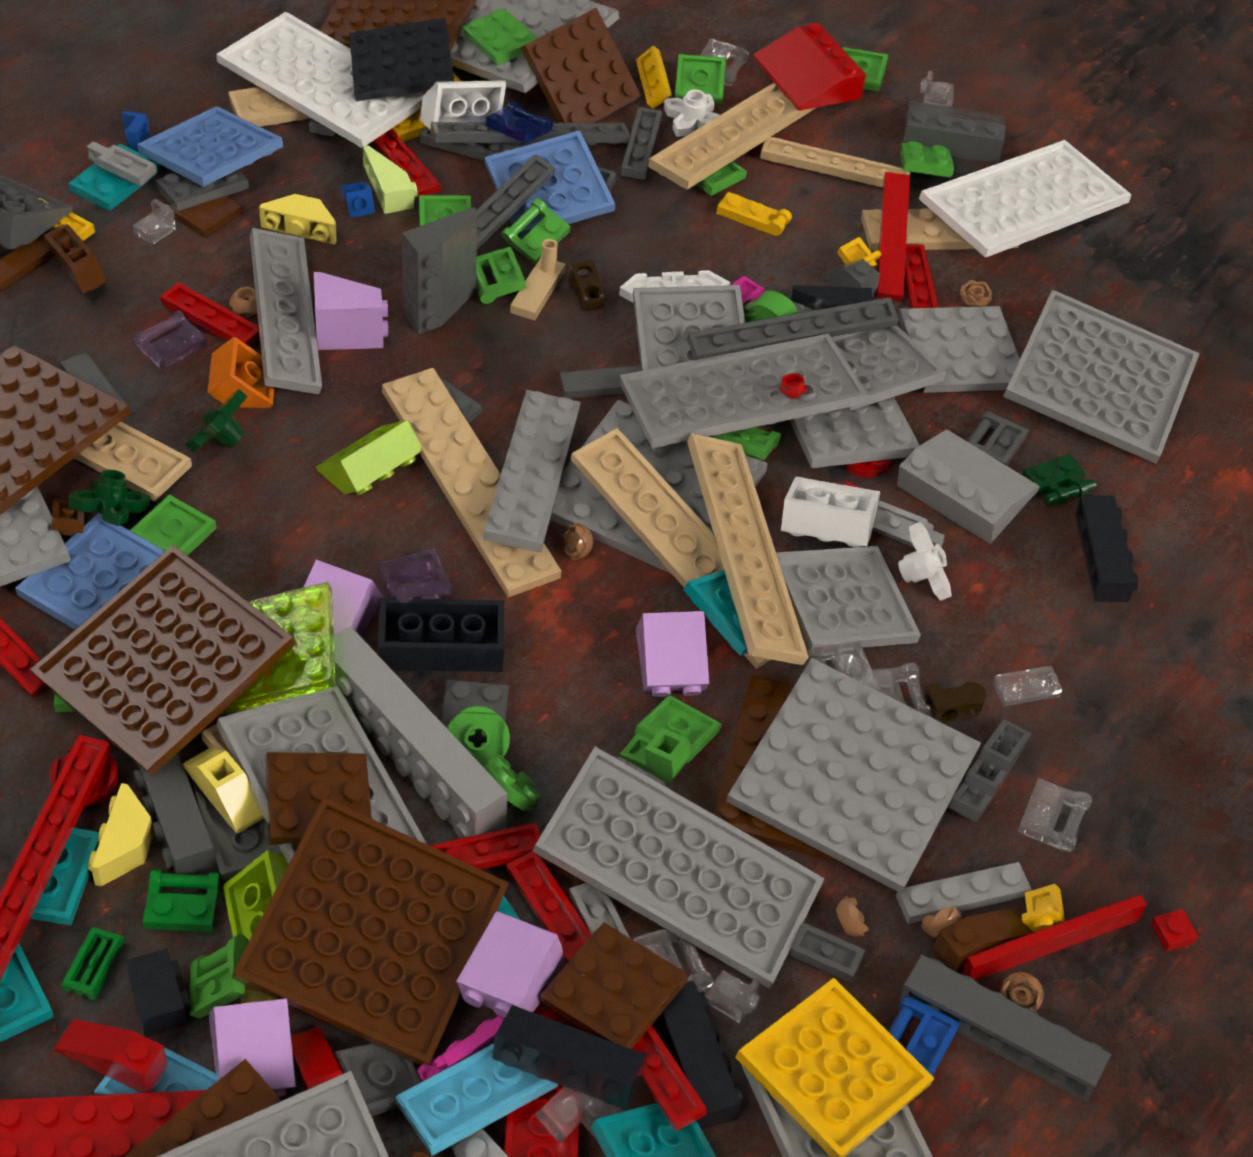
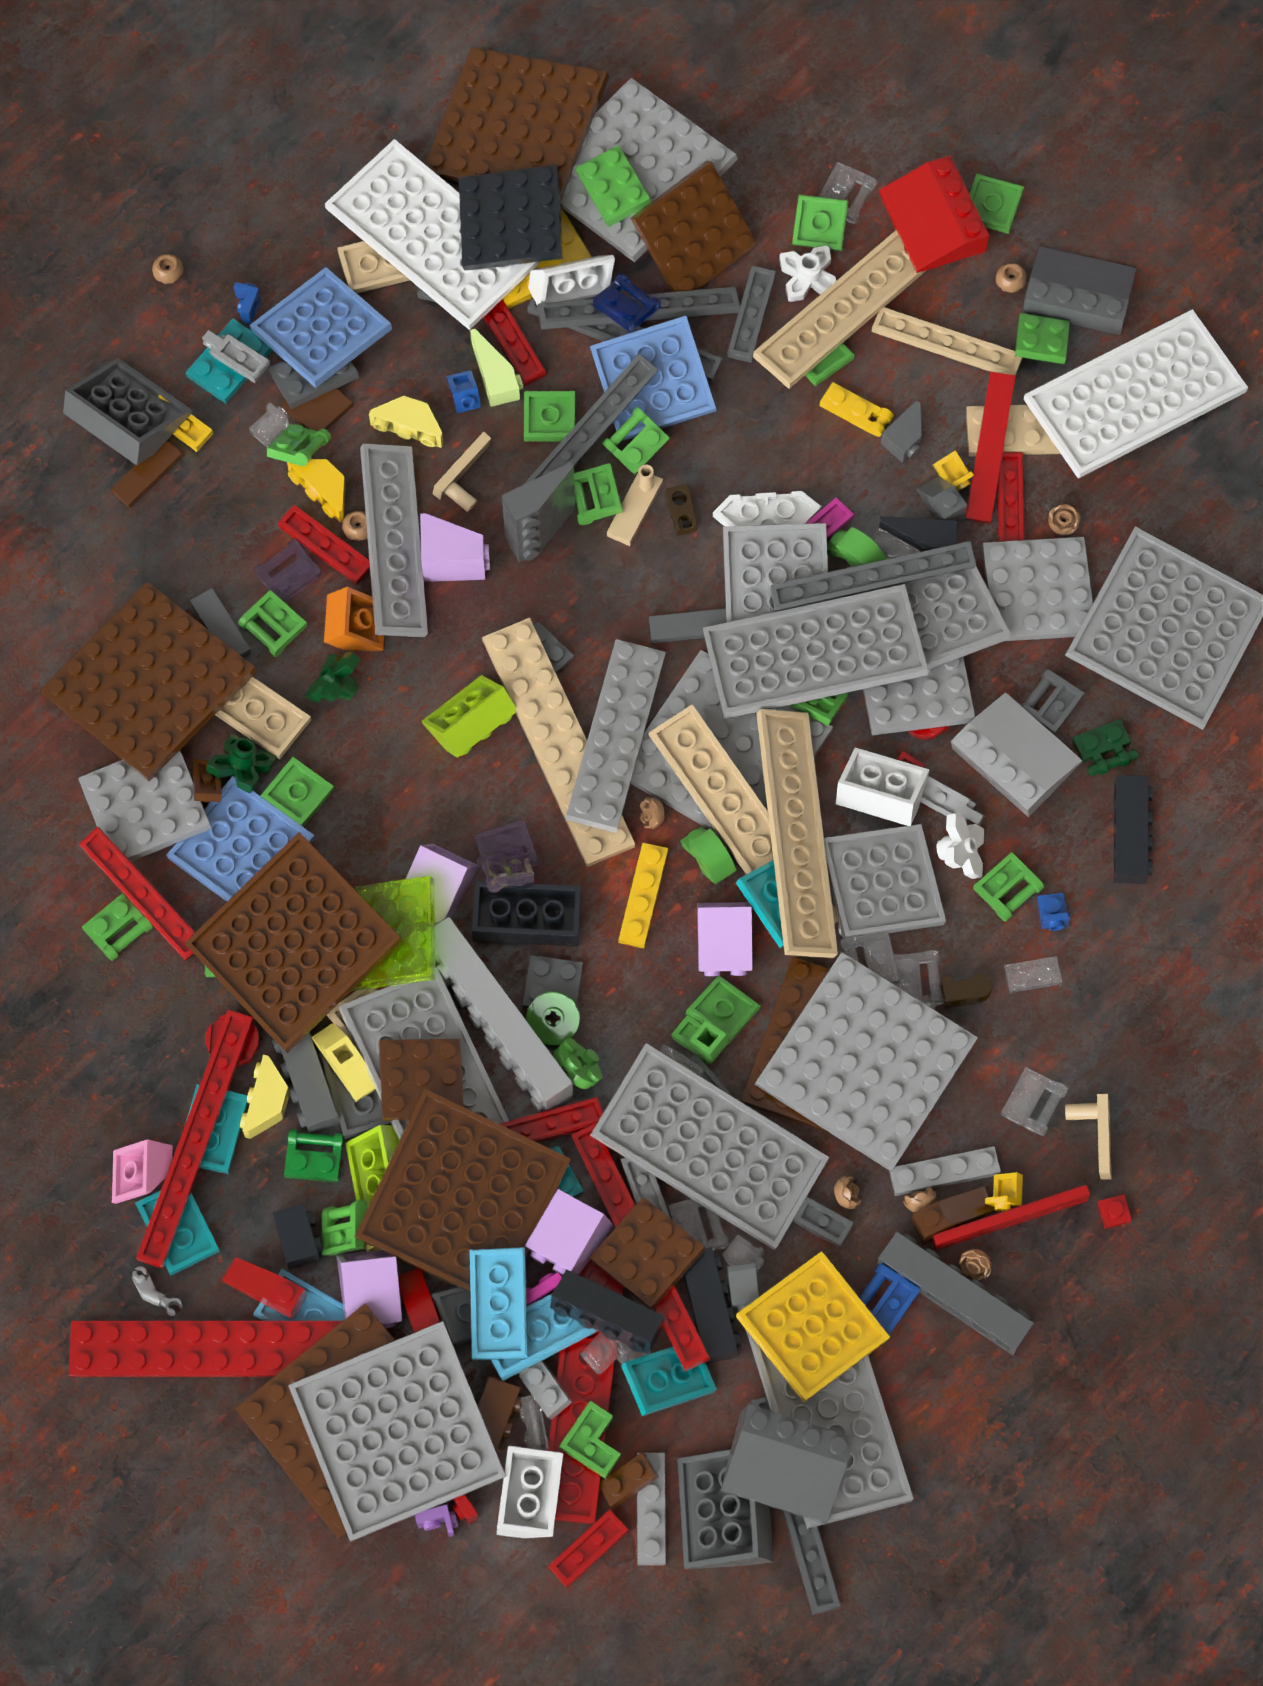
camera: 10 degrees right, 20 degrees up
(55, 108) = (167, 275): none -> medium nougat plate
(76, 258) = (197, 474): reddish brown slope -> none
(82, 987) = (256, 1212): green tile -> none
(157, 375) = (278, 617): none -> bright green plate
(183, 232) = (291, 443): none -> bright green plate
(206, 265) = (323, 484): none -> yellow slope
(344, 262) = (448, 485): none -> tan piece
(424, 1056) = (498, 1304): none -> medium azure tile
(574, 622) = (643, 895): none -> yellow plate
(649, 575) = (709, 853): none -> bright green brick
(653, 77) = (771, 219): yellow plate -> none
(737, 1021) = (742, 1285): none -> dark grey slope
(793, 385) = (858, 653): red plate -> none
(805, 229) = (904, 434): none -> dark grey slope
(887, 120) = (1011, 284): none -> medium nougat plate
(936, 92) = (1070, 234): clear bracket -> none
(976, 596) = (1004, 879): none -> bright green plate
(989, 770) = (985, 1057): dark grey slope -> none
(1036, 626) = (1052, 911): none -> blue bracket
(1138, 821) = (1098, 1111): none -> tan piece

